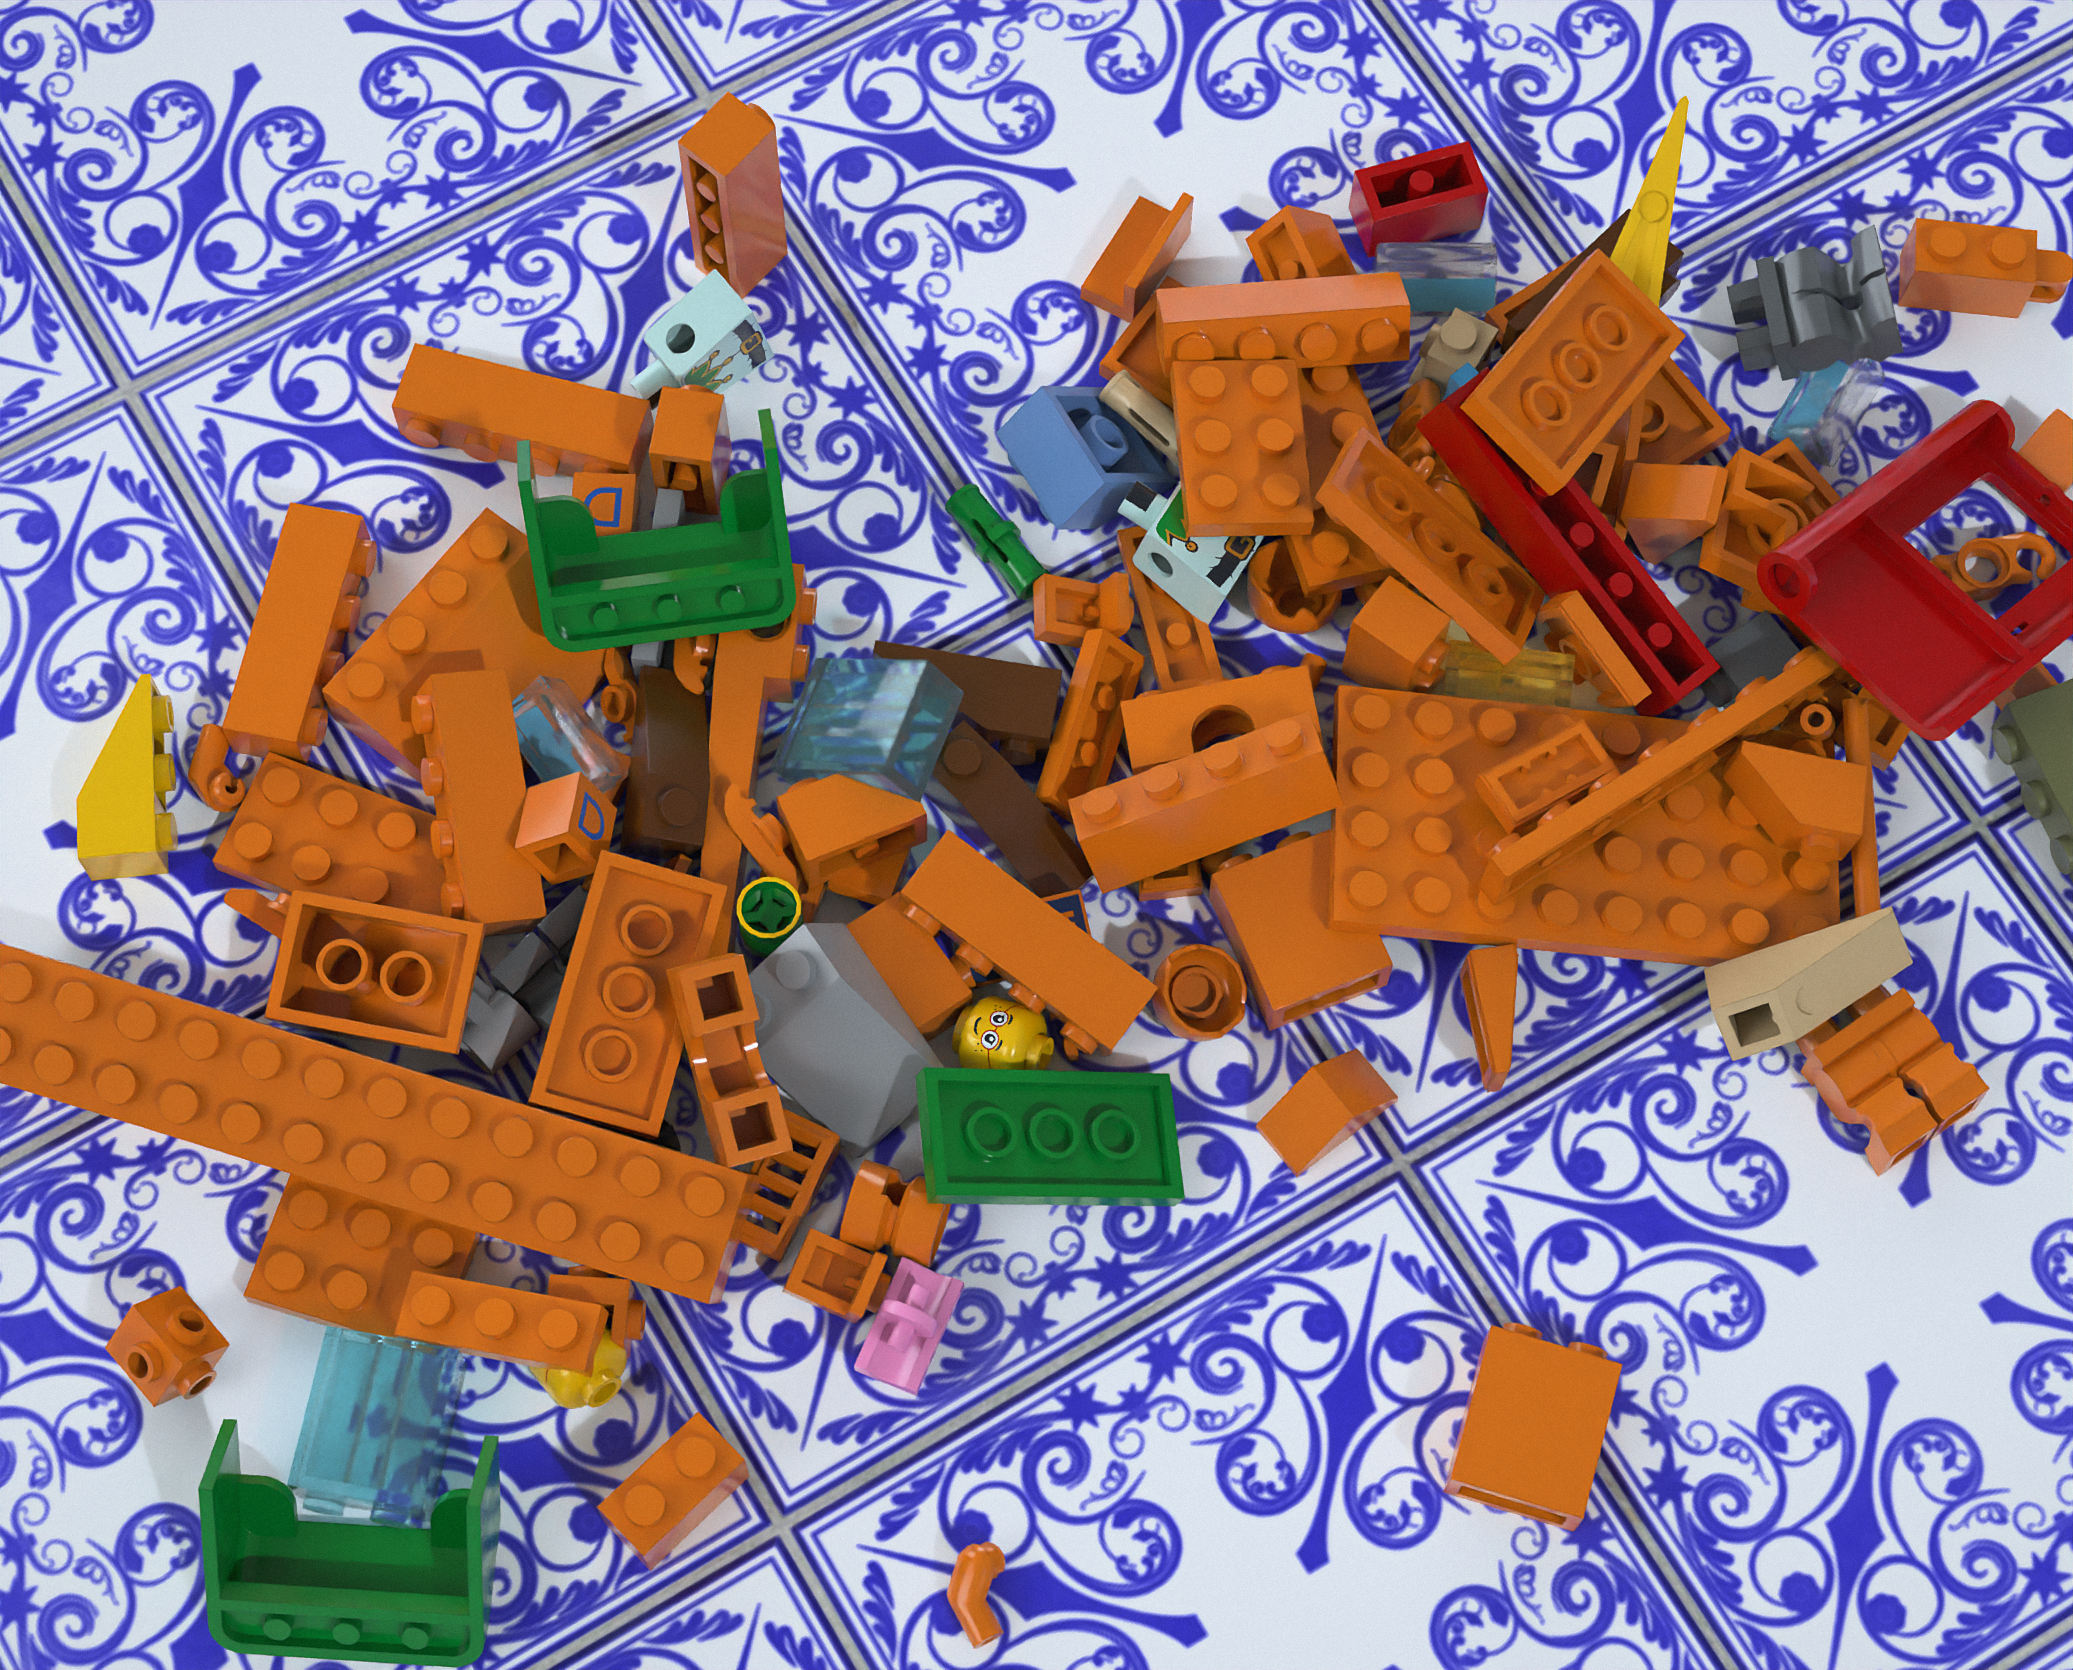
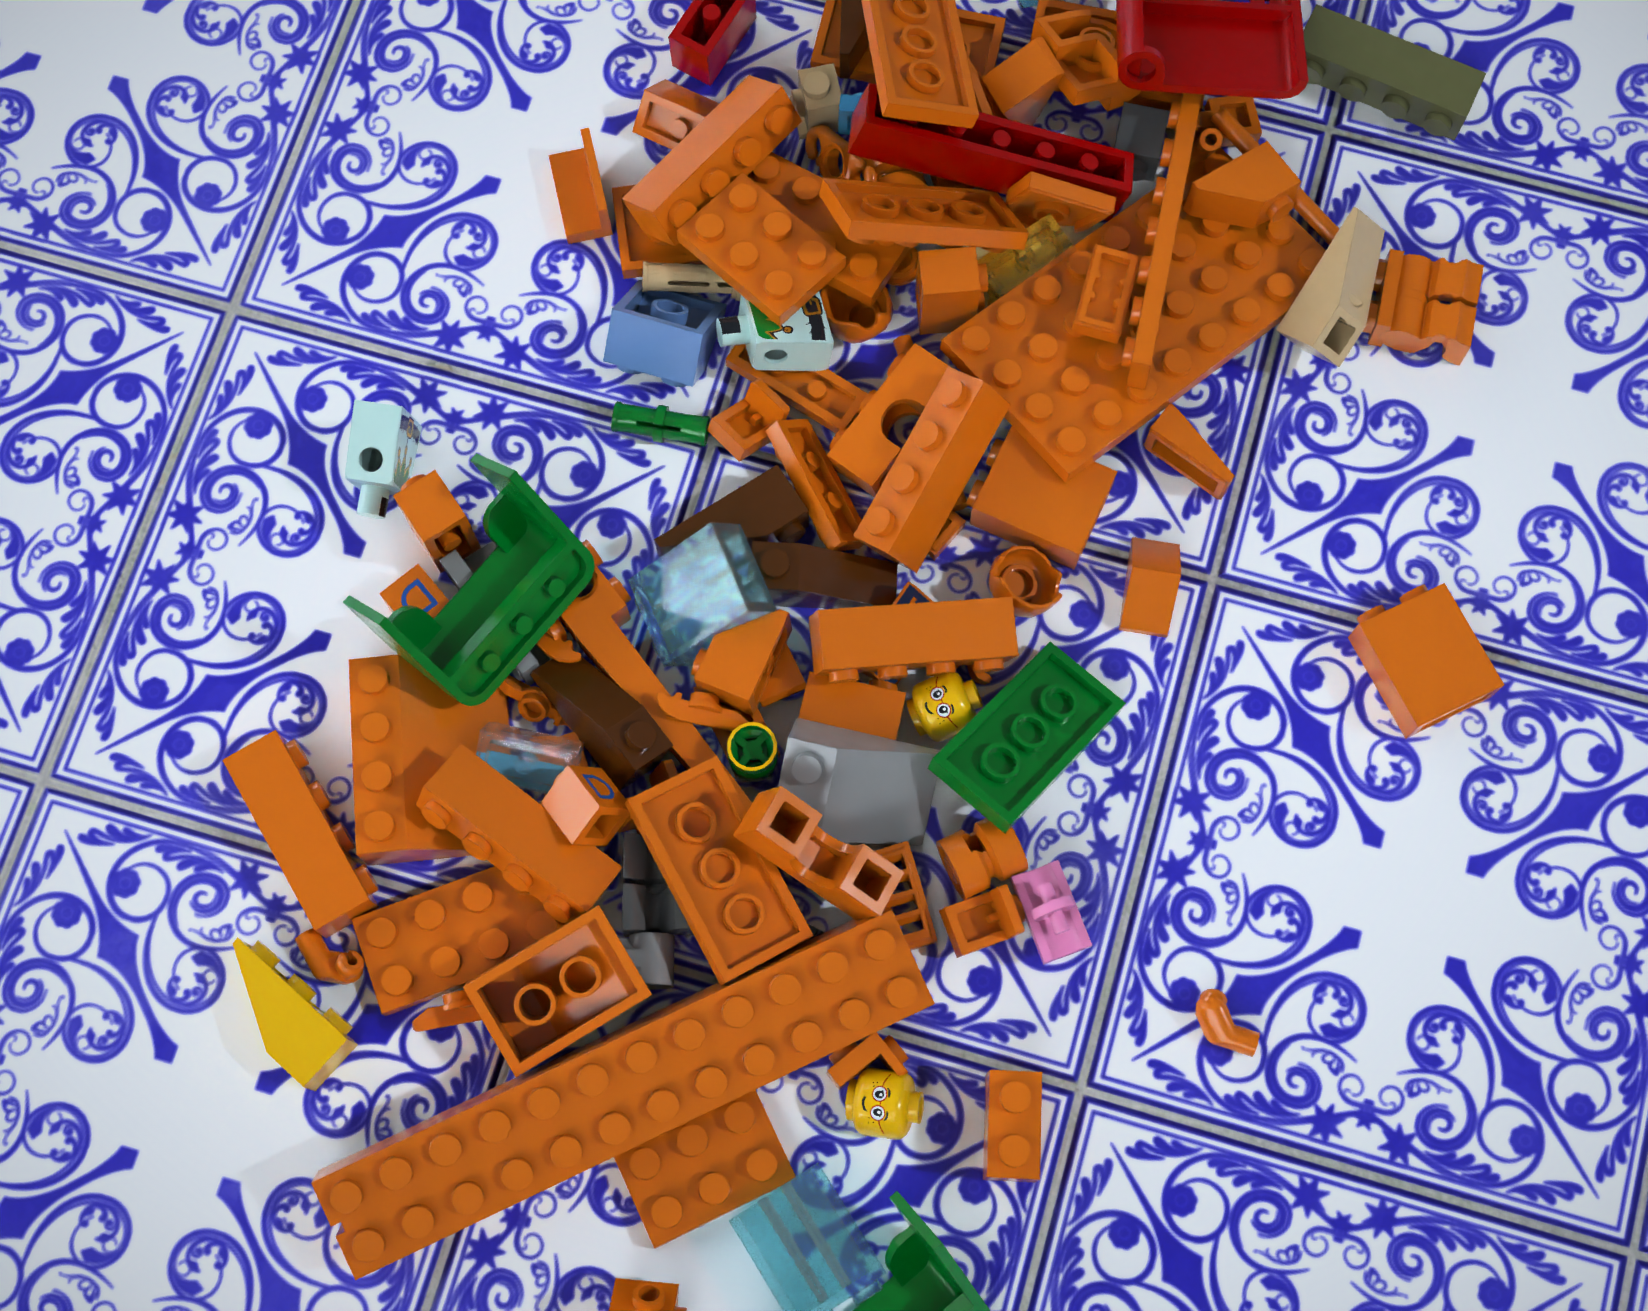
camera: 40 degrees left, 5 degrees up
(493, 405) = (308, 589): orange brick -> none
(502, 1323) = (827, 1124): orange plate -> none
(734, 193) = (323, 342): orange brick -> none
(1443, 275) = (770, 55): clear slope -> none

